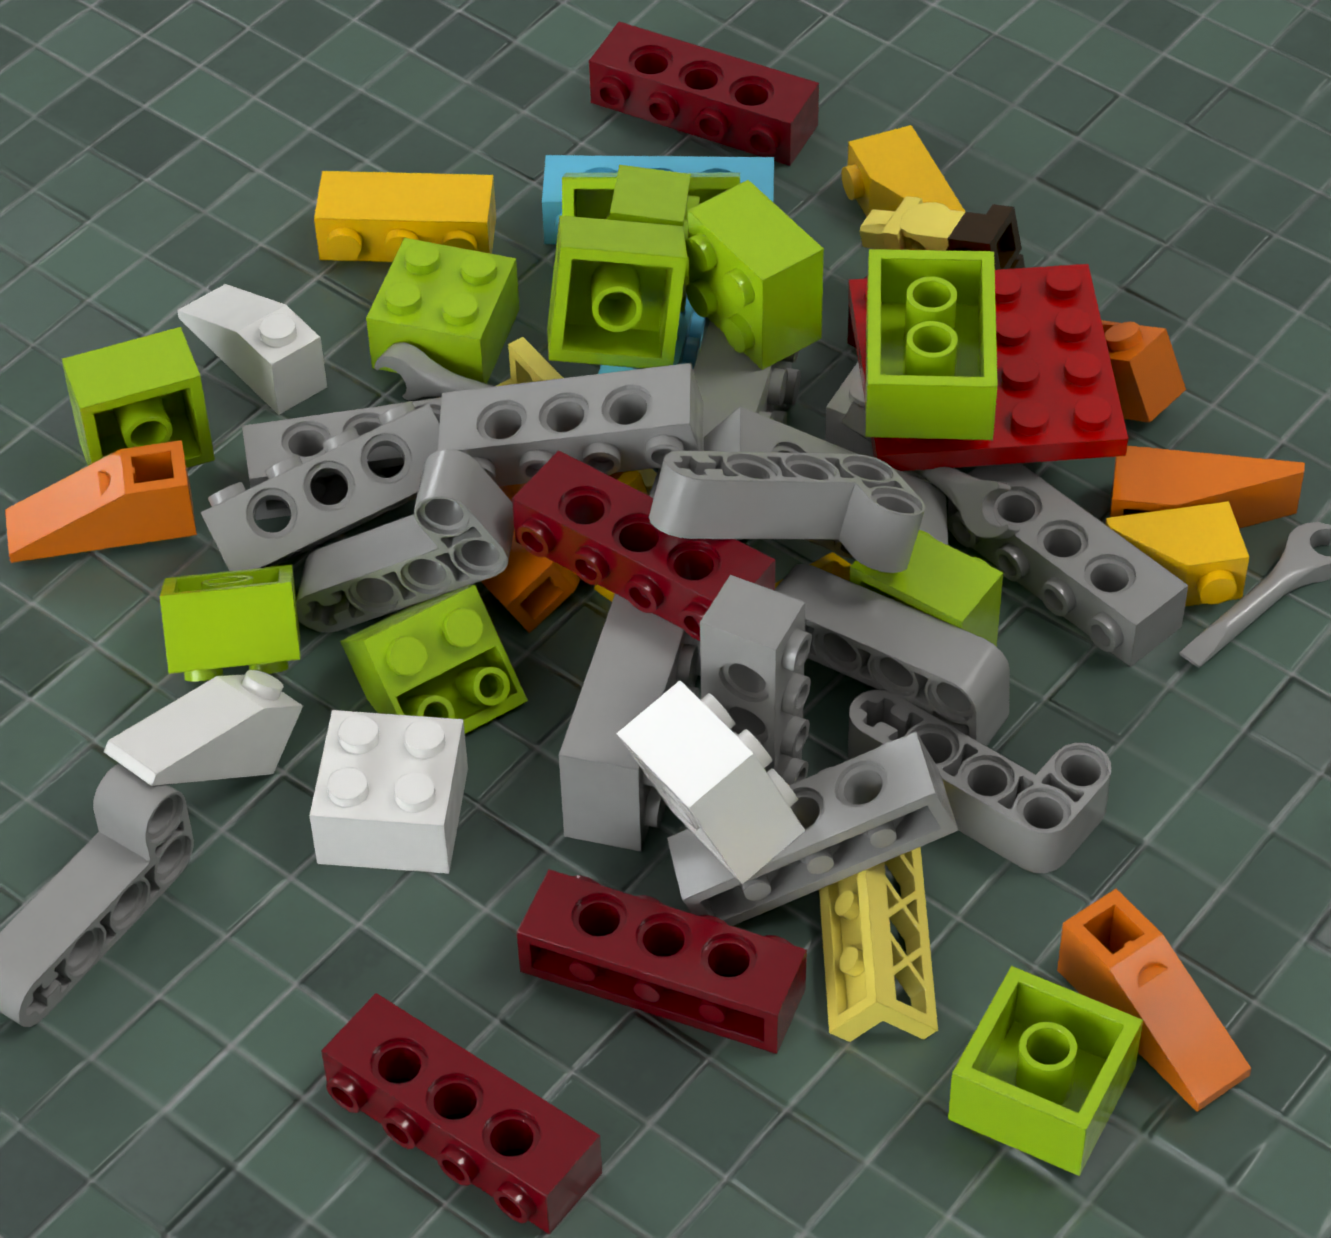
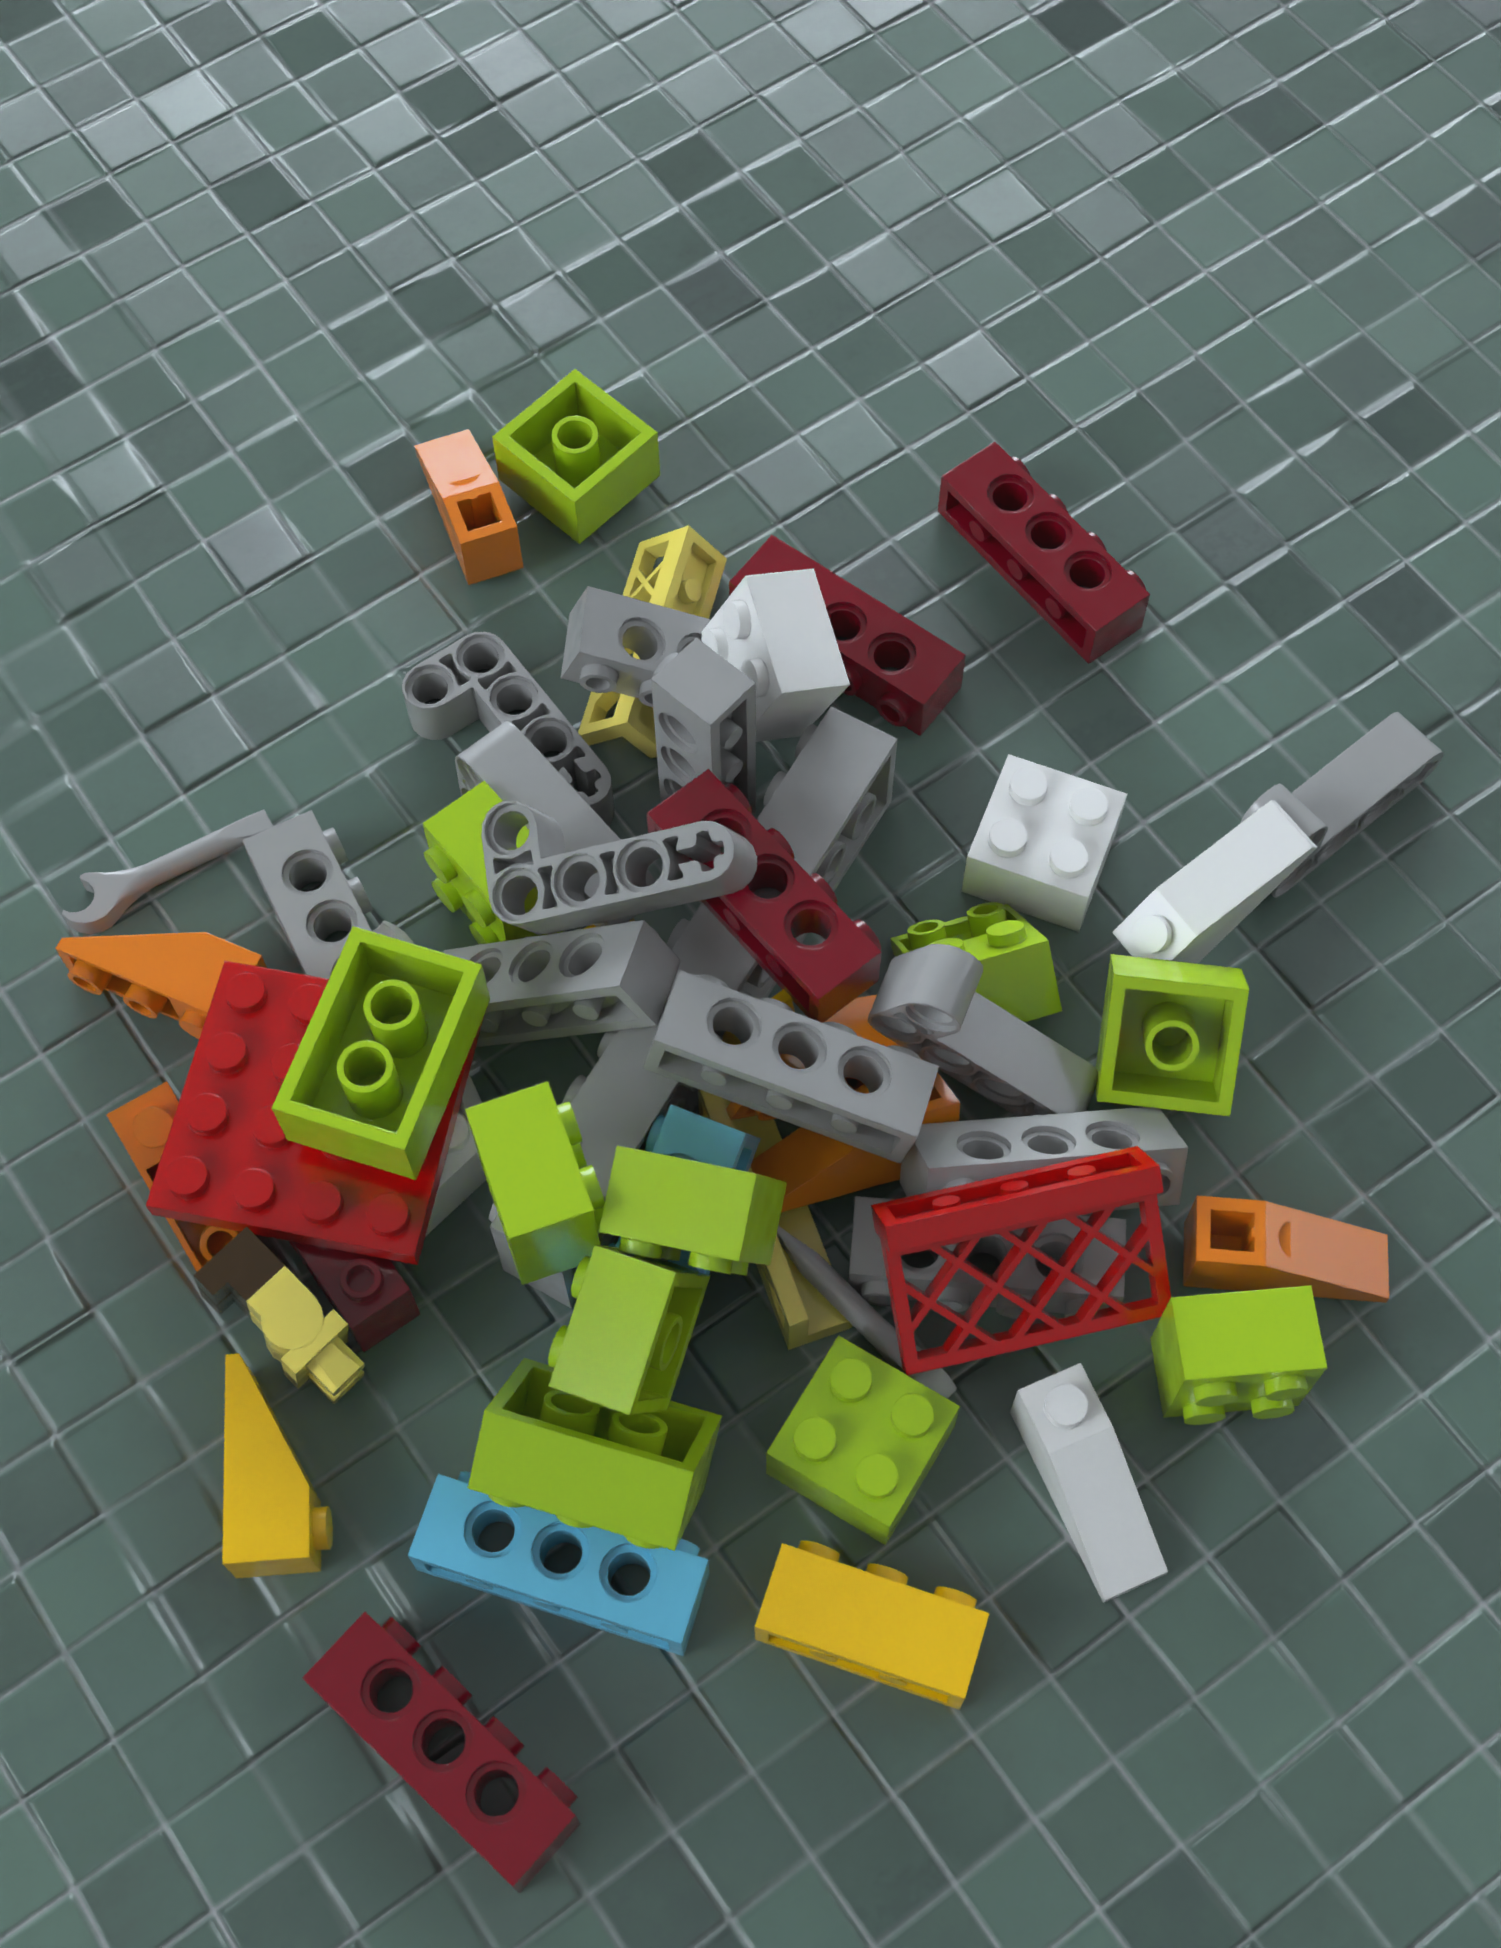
camera: 165 degrees left, 15 degrees up
(340, 393) = (1029, 1202): none -> red fence
(1195, 545) = (215, 898): yellow slope -> none

